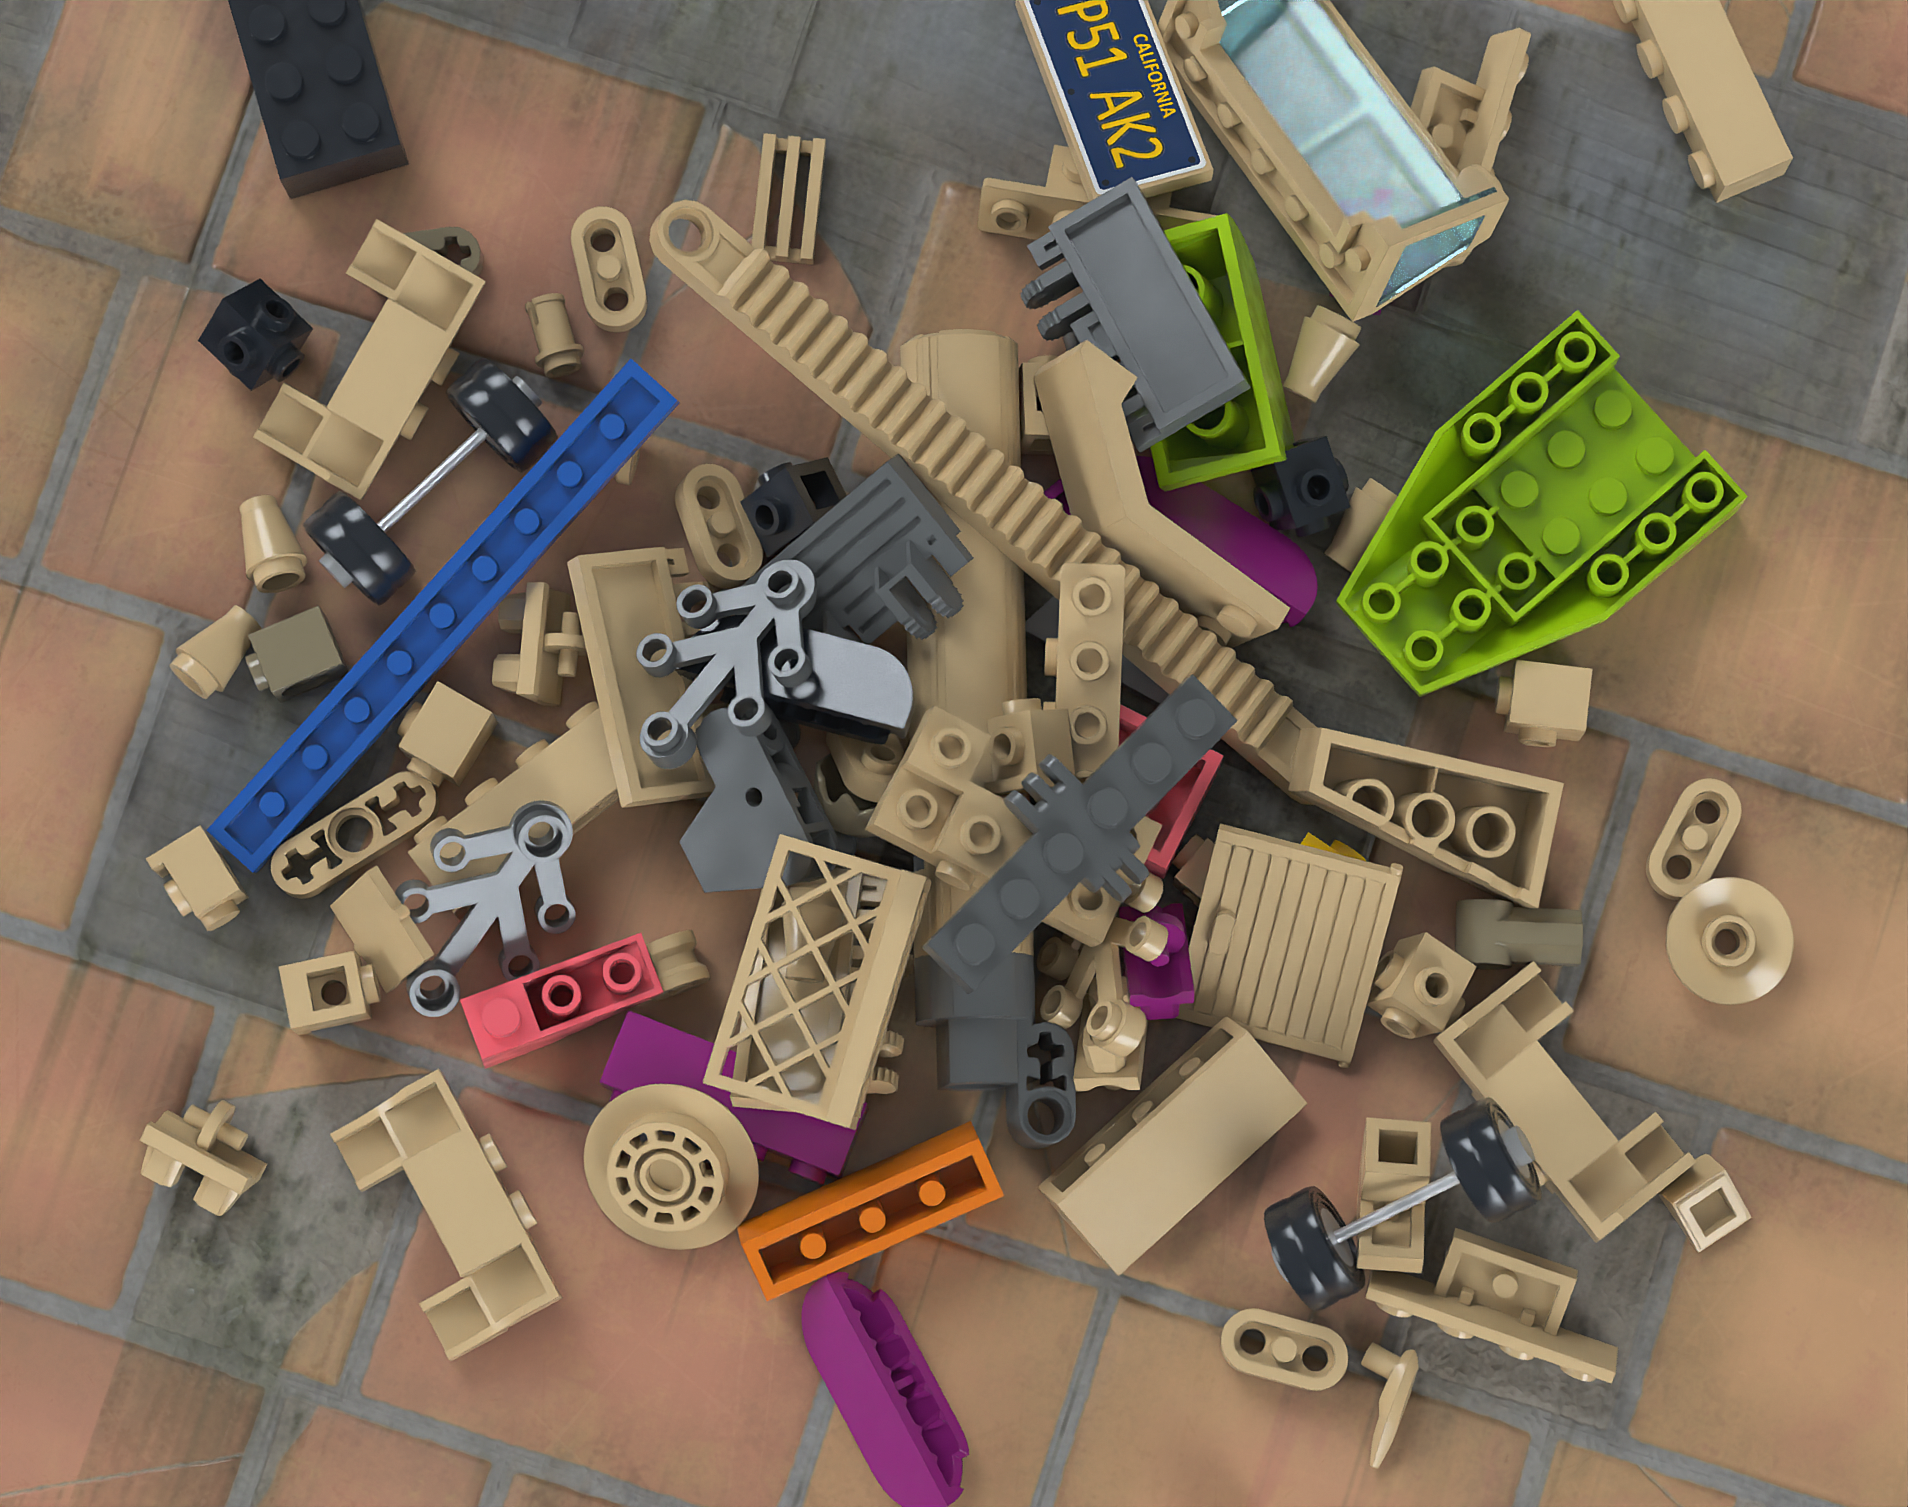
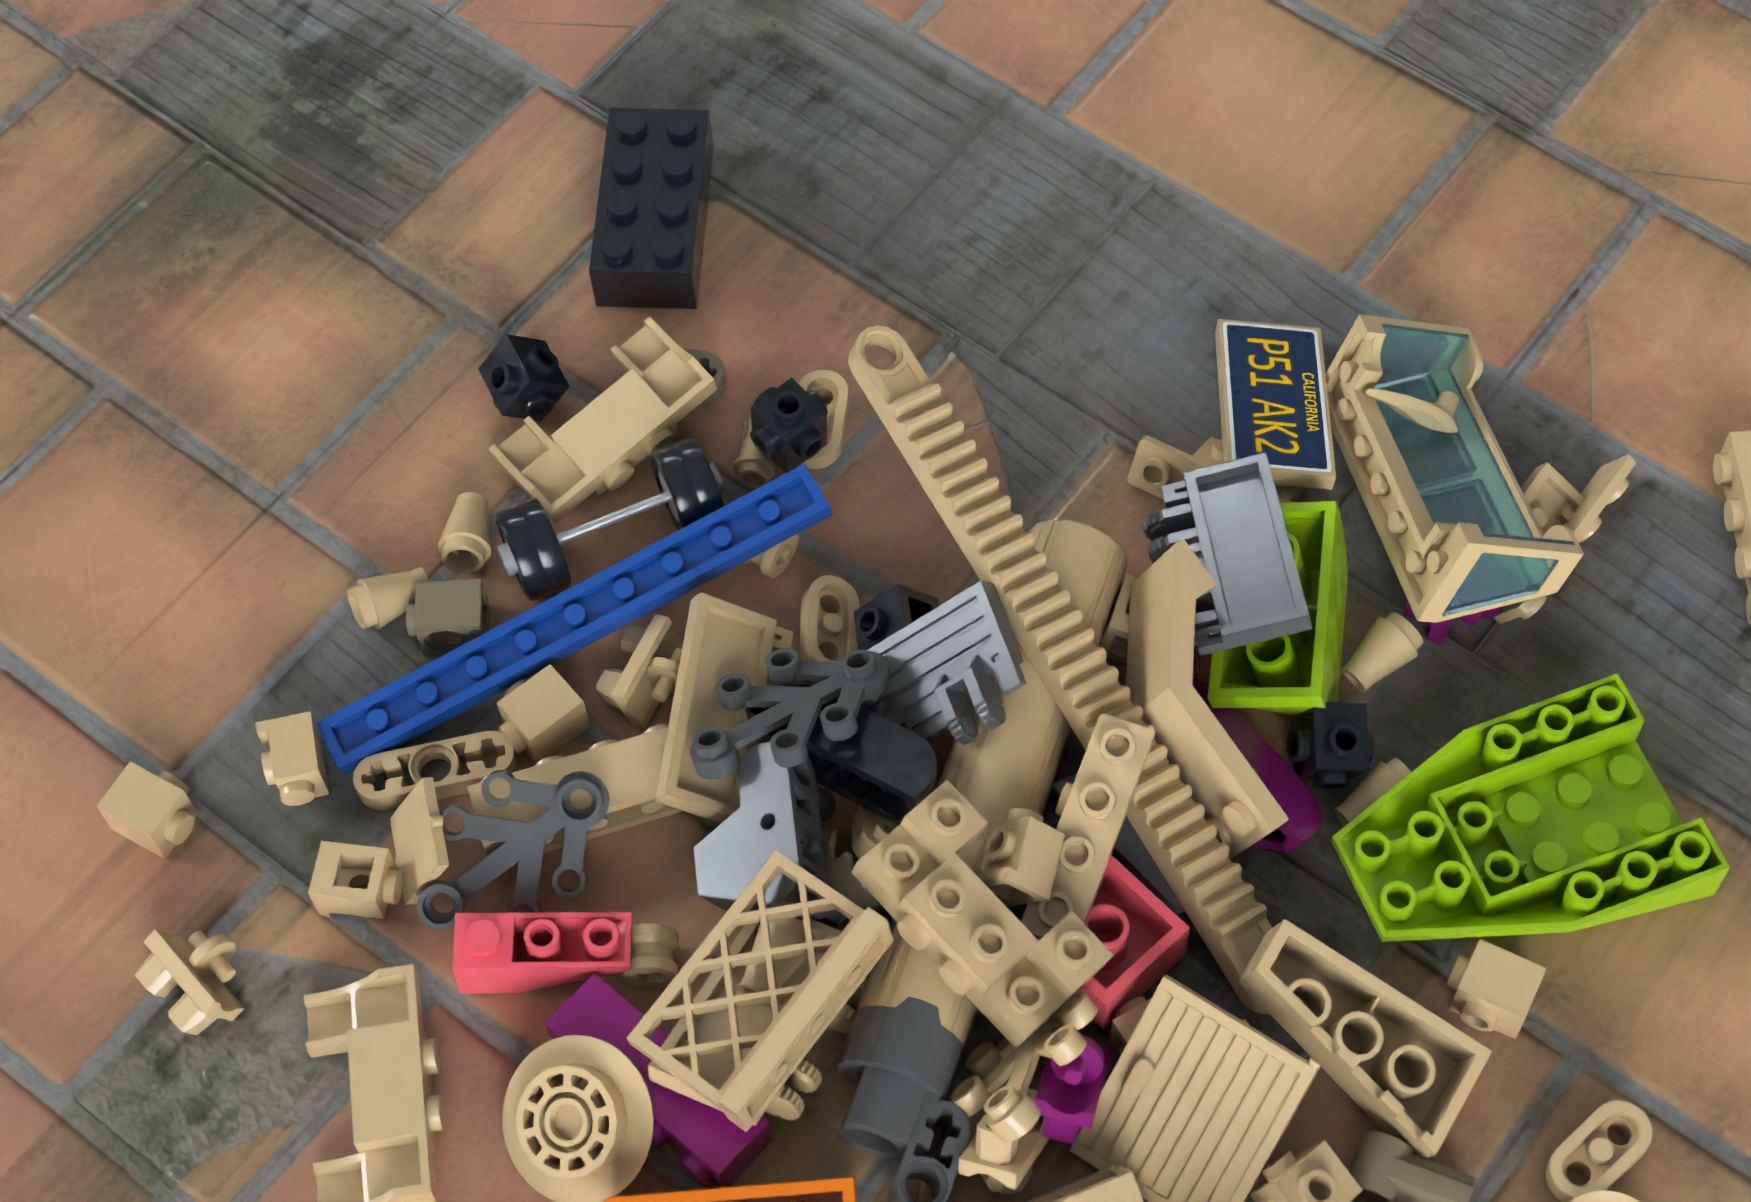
camera: 20 degrees right, 20 degrees down
(70, 988) = (149, 809): none -> tan brick
(593, 326) = (789, 424): none -> black brick
(793, 148) = (997, 381): tan tile -> none
(1079, 833) = (1033, 927): dark grey hinge -> none
(1285, 50) = (1435, 416): none -> tan bar

